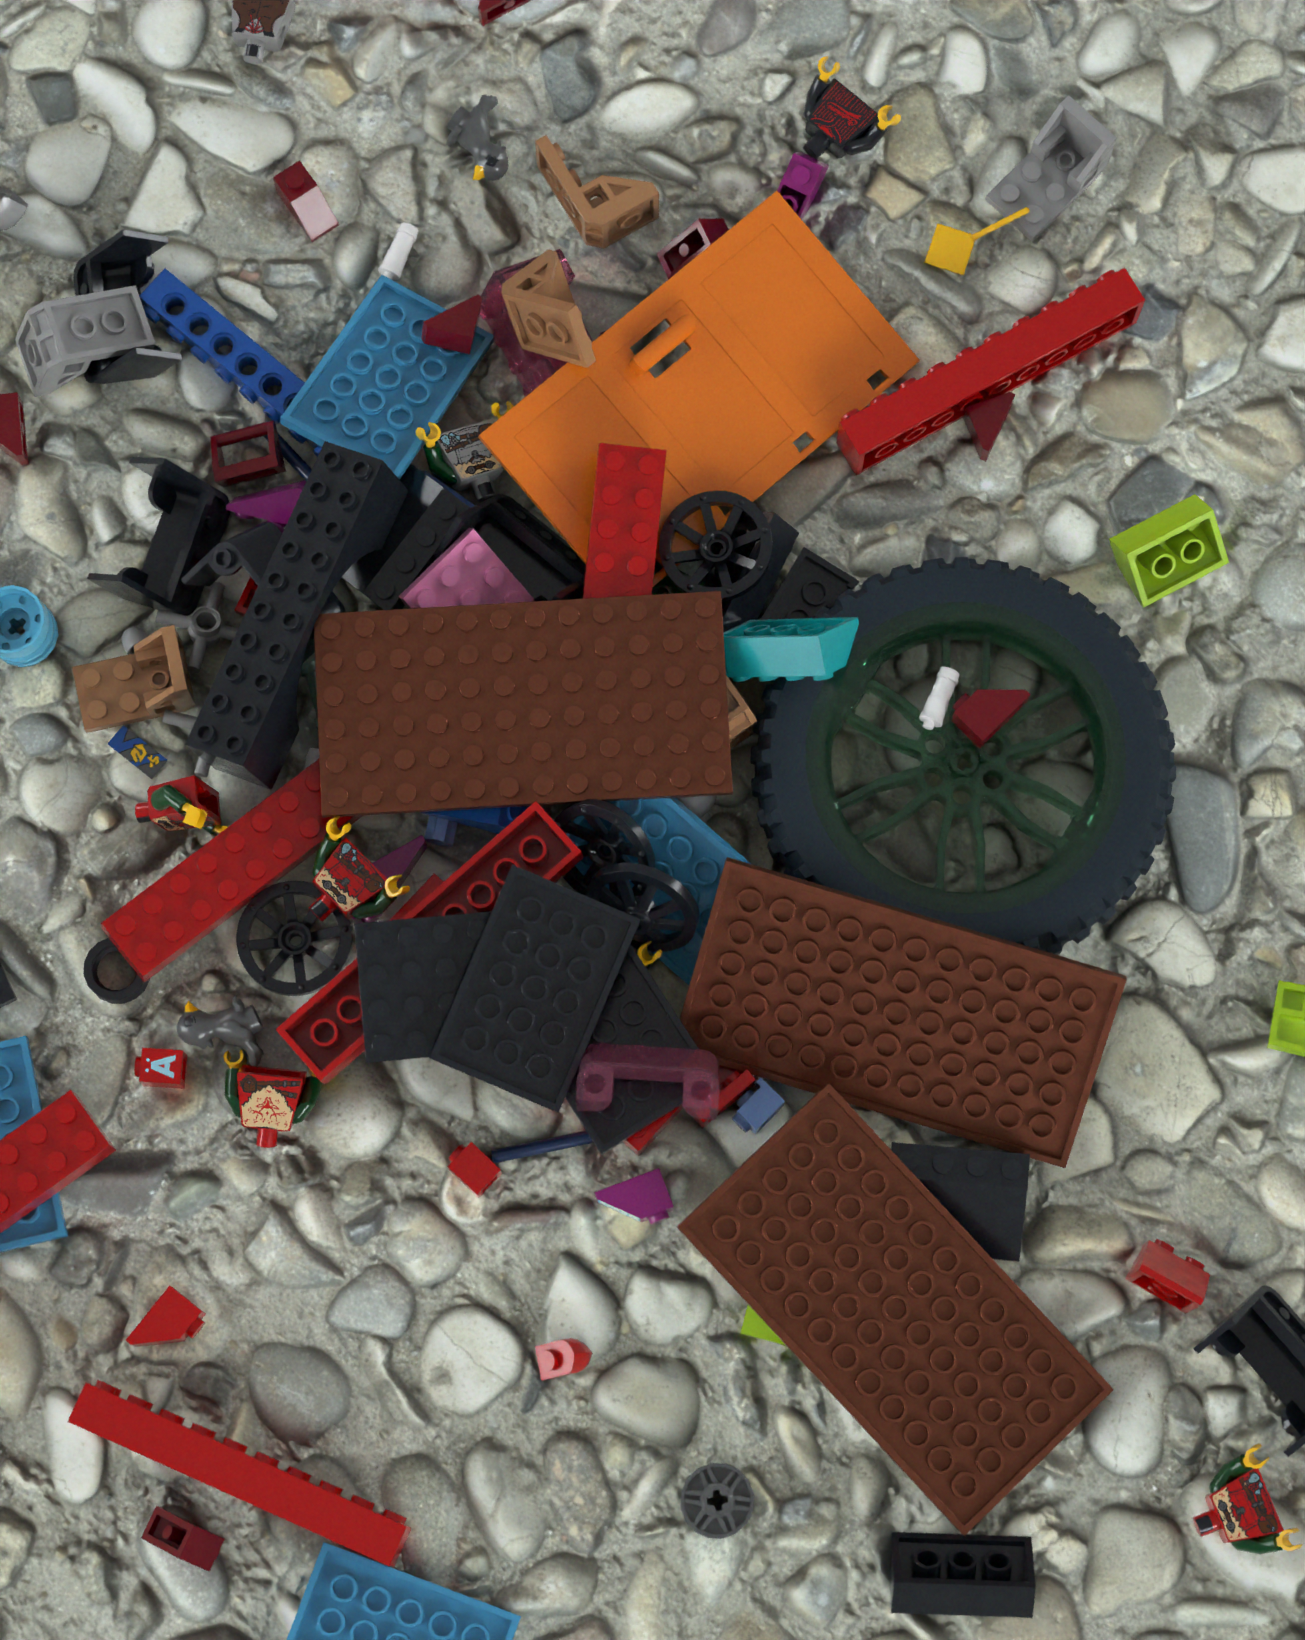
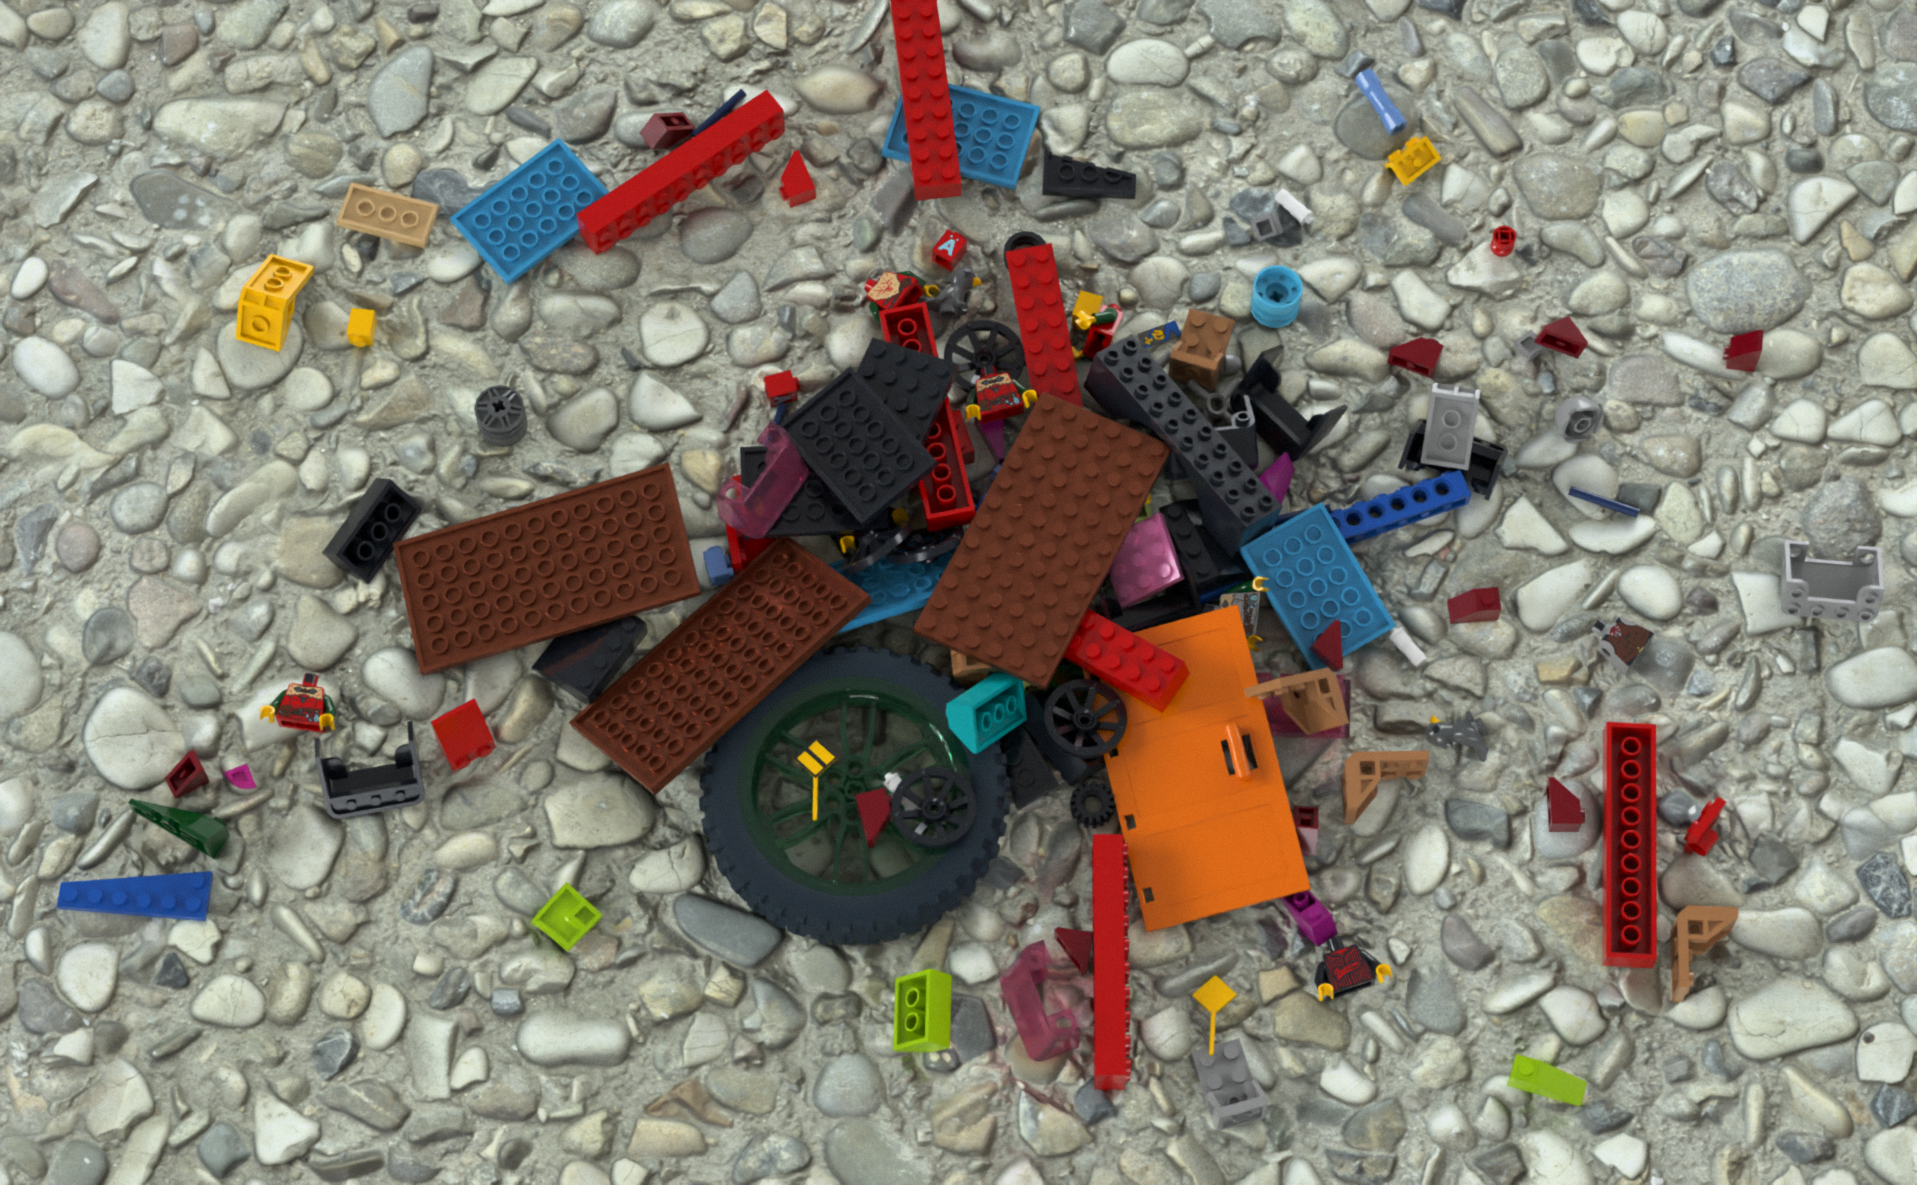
camera: 120 degrees right, 10 degrees down
(83, 128) = (1603, 501): none -> dark blue piece
(119, 1487) = (721, 112): none -> dark blue piece
(157, 850) = (1086, 302): none -> yellow brick
(248, 469) = (1311, 465): dark red tile -> none
(562, 1358) = (638, 380): plate -> none
(639, 1198) = (705, 470): magenta slope -> none
(807, 480) = (1092, 790): none -> black tyre
(946, 635) = (934, 803): none -> black wheel
(955, 825) = (815, 760): none -> piece
(1081, 450) = (1037, 1030): none -> clear pink windscreen

